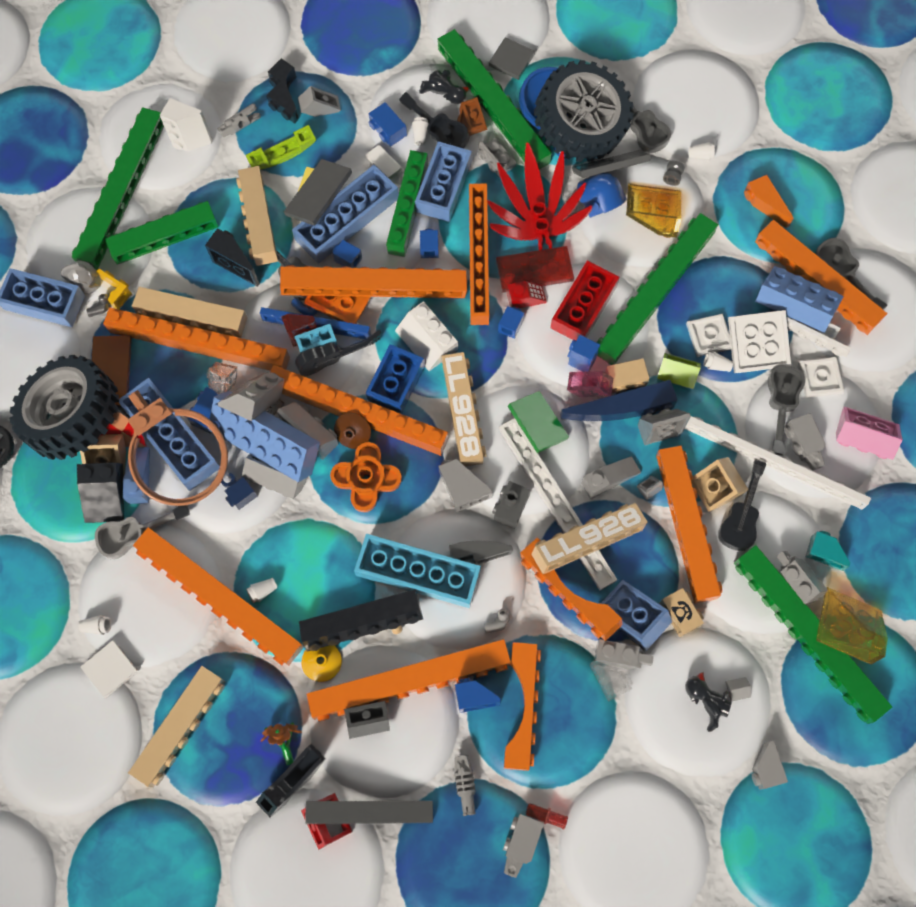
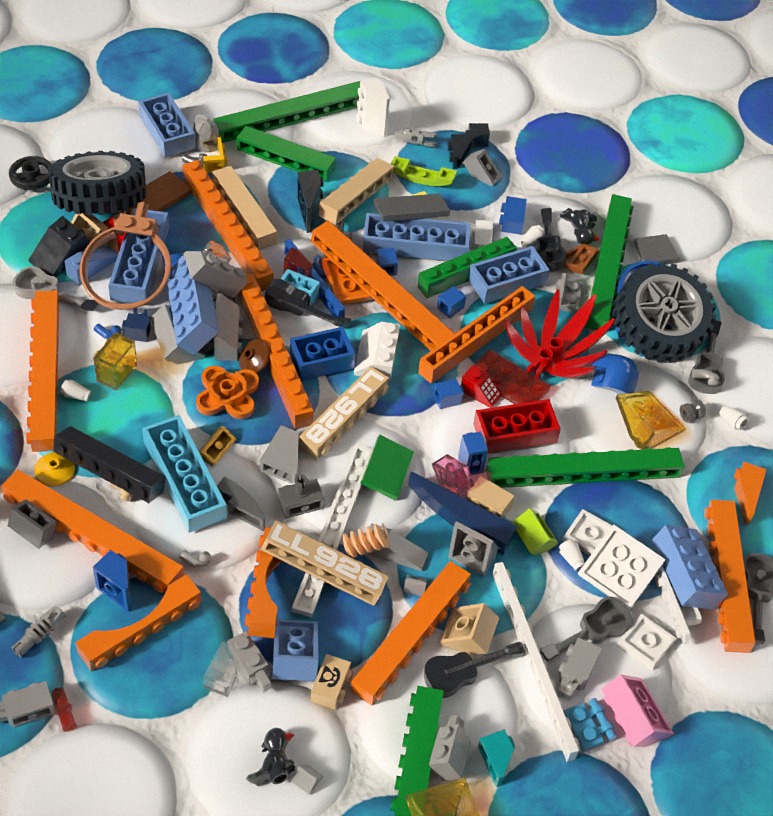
camera: 40 degrees right, 20 degrees down
(225, 518) = (106, 333): none -> blue arm
(264, 538) = (115, 361): none -> clear yellow brick
(407, 525) = (216, 445): none -> pearl gold slope
(600, 495) = (366, 541): none -> light nougat piece
(611, 163) = (647, 363): dark grey tile -> none
(656, 134) = (706, 374): none -> light grey arm
(853, 477) = (584, 728): none -> dark azure plate

